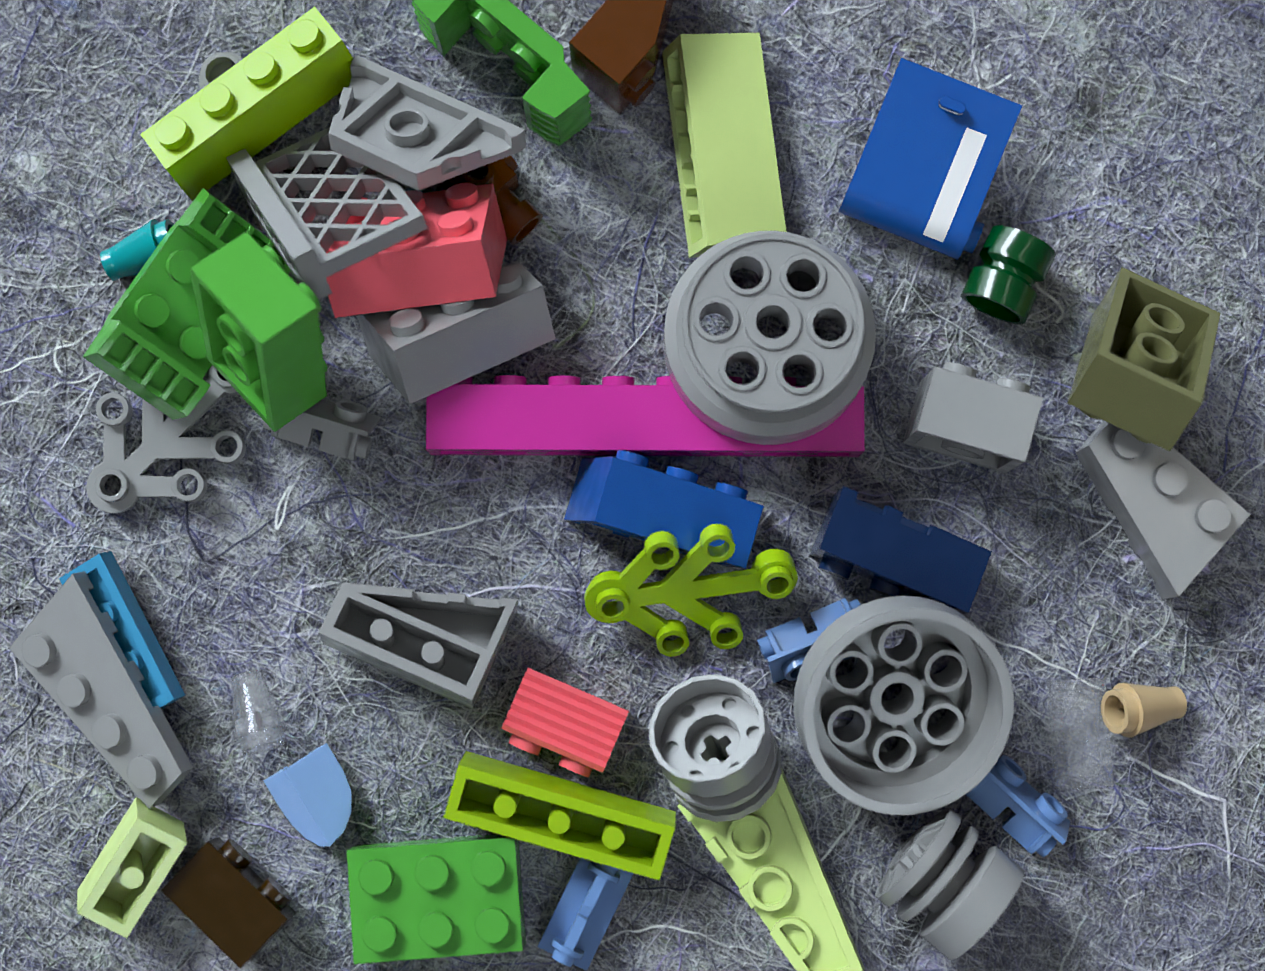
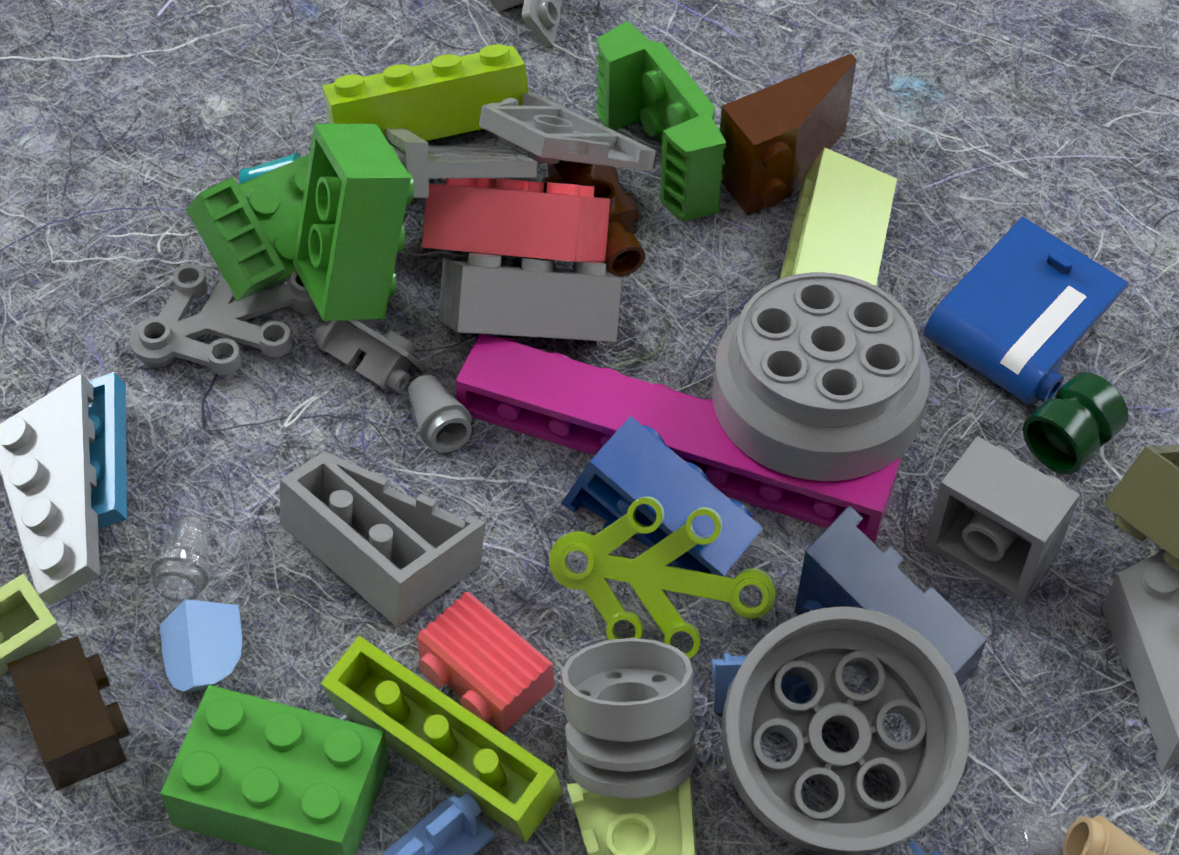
camera: 20 degrees right, 30 degrees down
(419, 476) = (439, 415): none -> light grey cone

